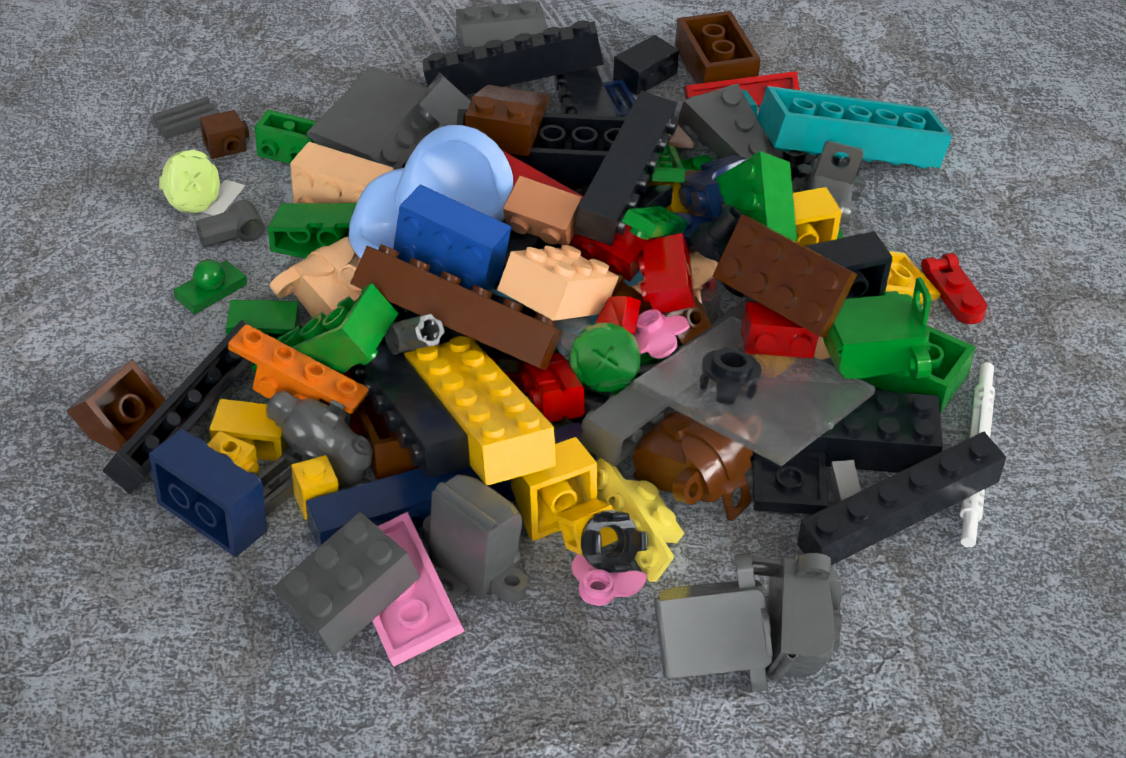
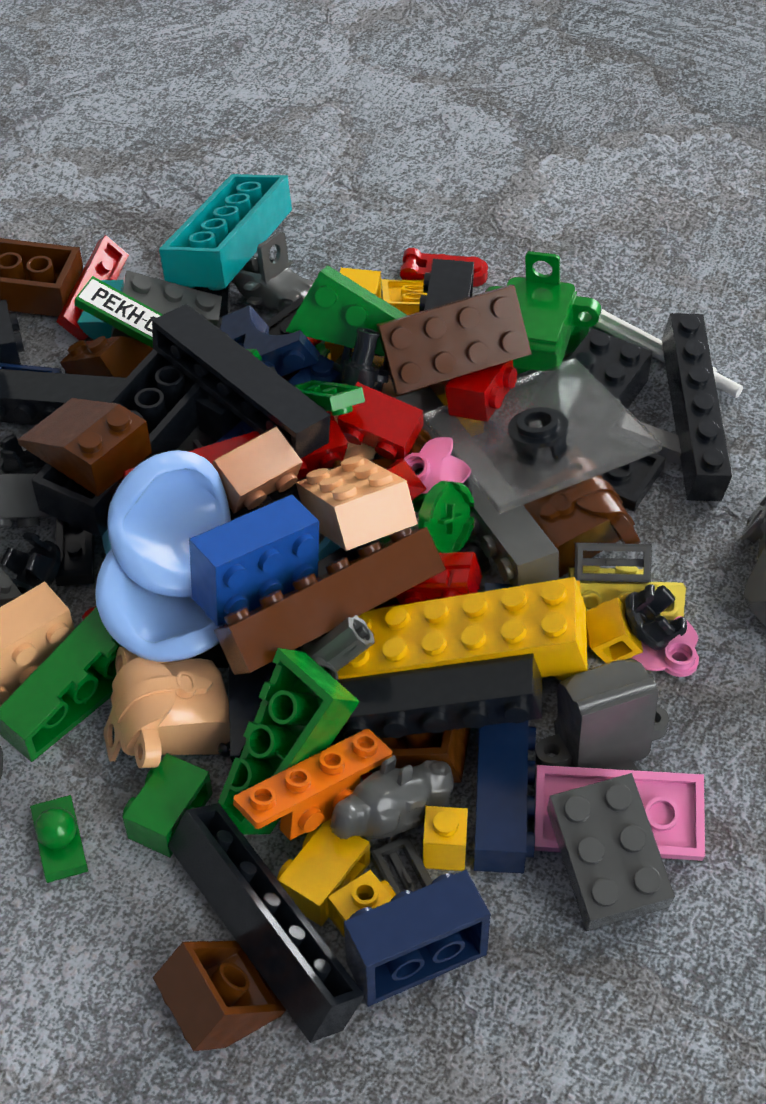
camera: 60 degrees left, 5 degrees up
(665, 510) = (579, 562): none -> dark grey tile
(691, 128) = (117, 310): none -> tile

